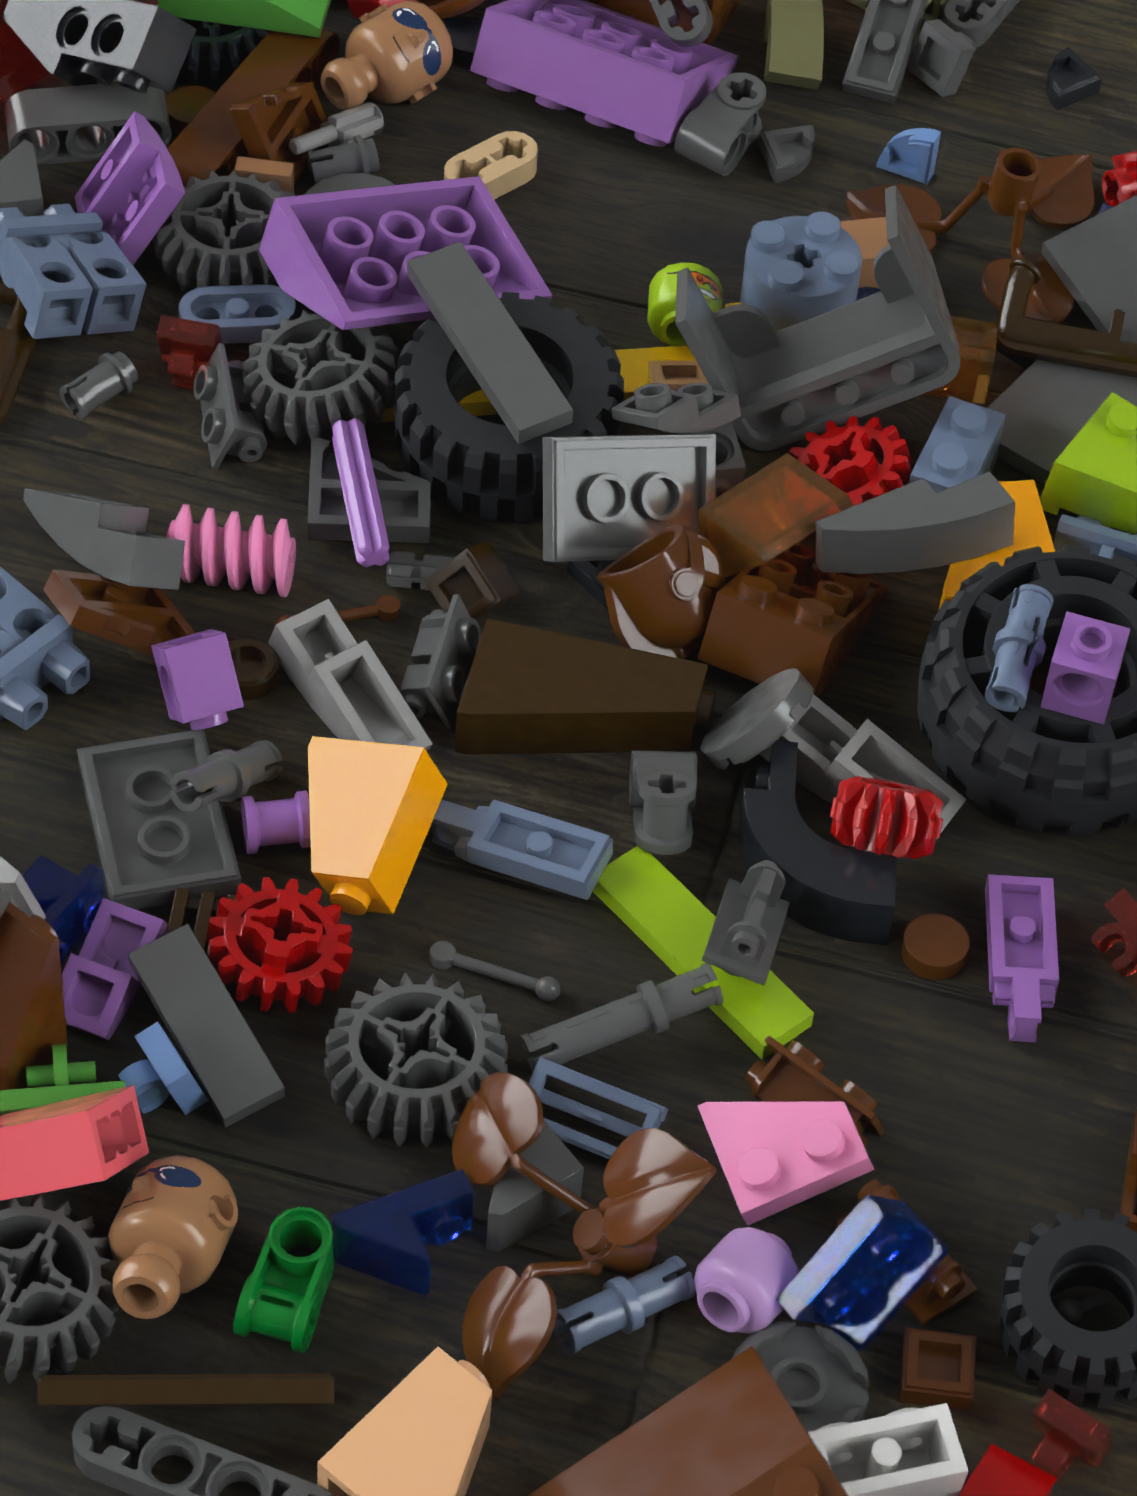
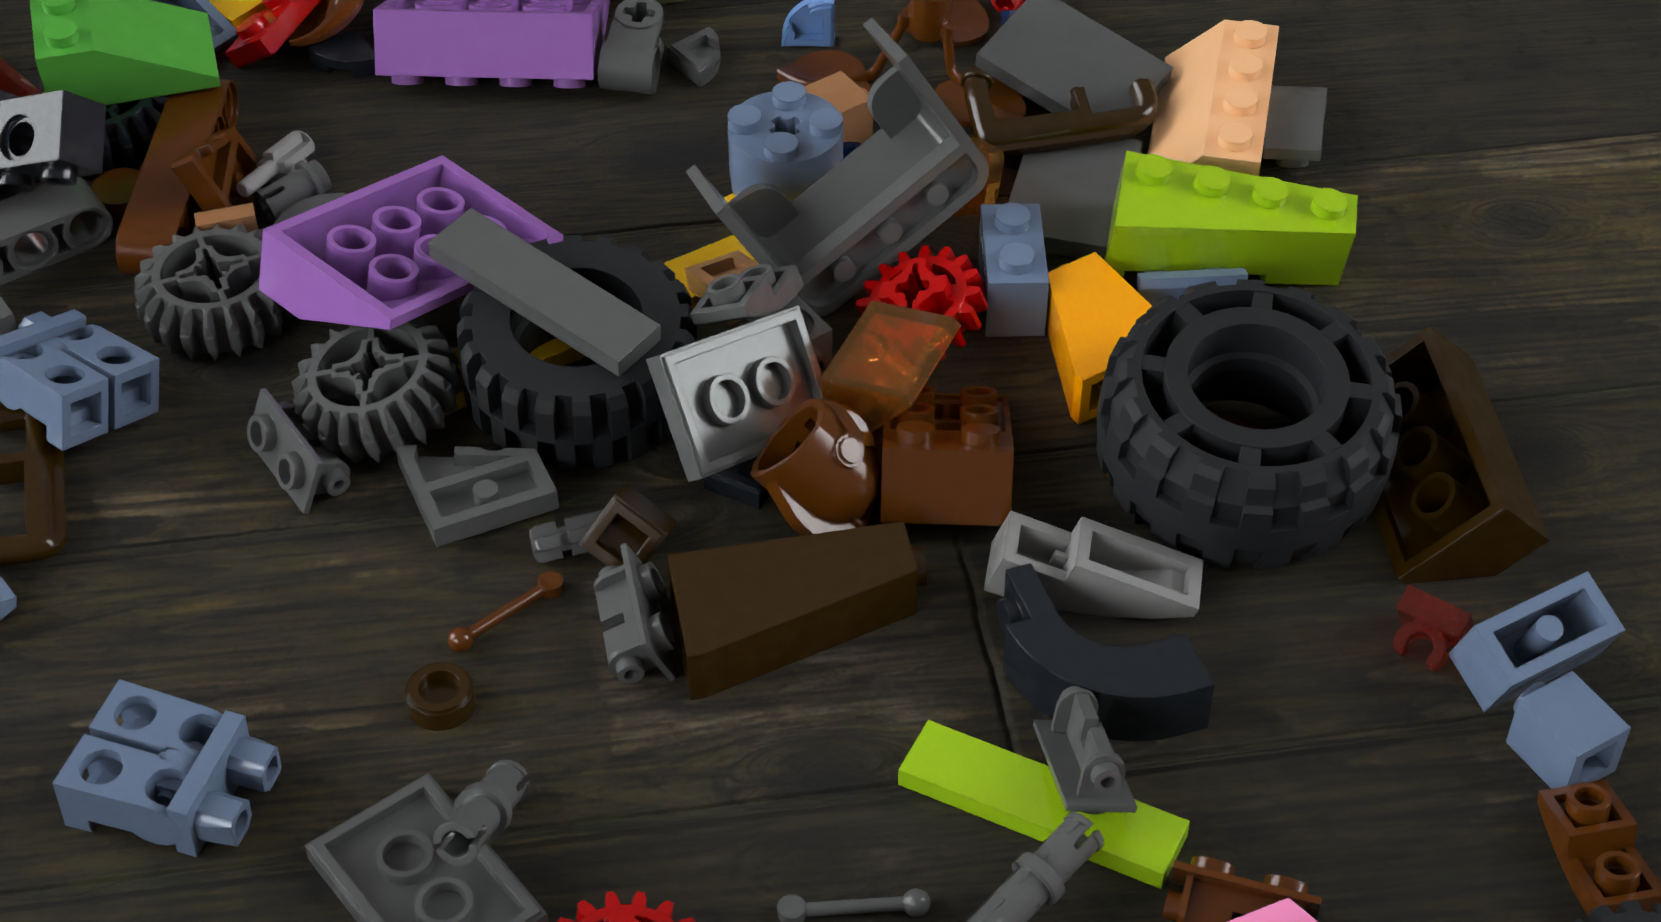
camera: 20 degrees left, 5 degrees down
(98, 385) = (158, 462): dark grey pin -> none
(108, 538) = (238, 616): dark grey slope -> none
(116, 610) = (294, 684): reddish brown wing -> none
(133, 187) = (102, 272): medium lavender slope -> none
(186, 347) = (226, 405): clear red tile -> none
(198, 678) = (402, 722): medium lavender brick -> none
(235, 551) = (368, 583): bright pink piece -> none
(239, 310) = (256, 360): sand blue plate -> none
(275, 822) = (555, 840): medium lavender bush -> none
(344, 679) = (558, 676): light grey slope -> none
(360, 493) = (476, 481): medium lavender axle -> none
(369, 818) = (653, 798): light orange slope -> none
(390, 57) = (296, 84): medium nougat piece -> none
(500, 161) = (445, 135): tan beam -> none
(524, 845) = (817, 765): sand blue hinge -> none
(662, 299) = (682, 213): lime head -> none
(662, 799) = (926, 667): dark grey piece -> none
(756, 719) = (976, 556): dark grey tile -> none
(886, 817) = (1160, 601): red gear -> none
(917, 528) = (1028, 326): dark grey slope -> none
(935, 946) = (1257, 710): reddish brown tile -> none
(1019, 648) = (1214, 392): sand blue pin -> none
(1022, 949) = (1341, 683): medium lavender hinge -> none
(1085, 667) = (1290, 385): medium lavender brick -> none

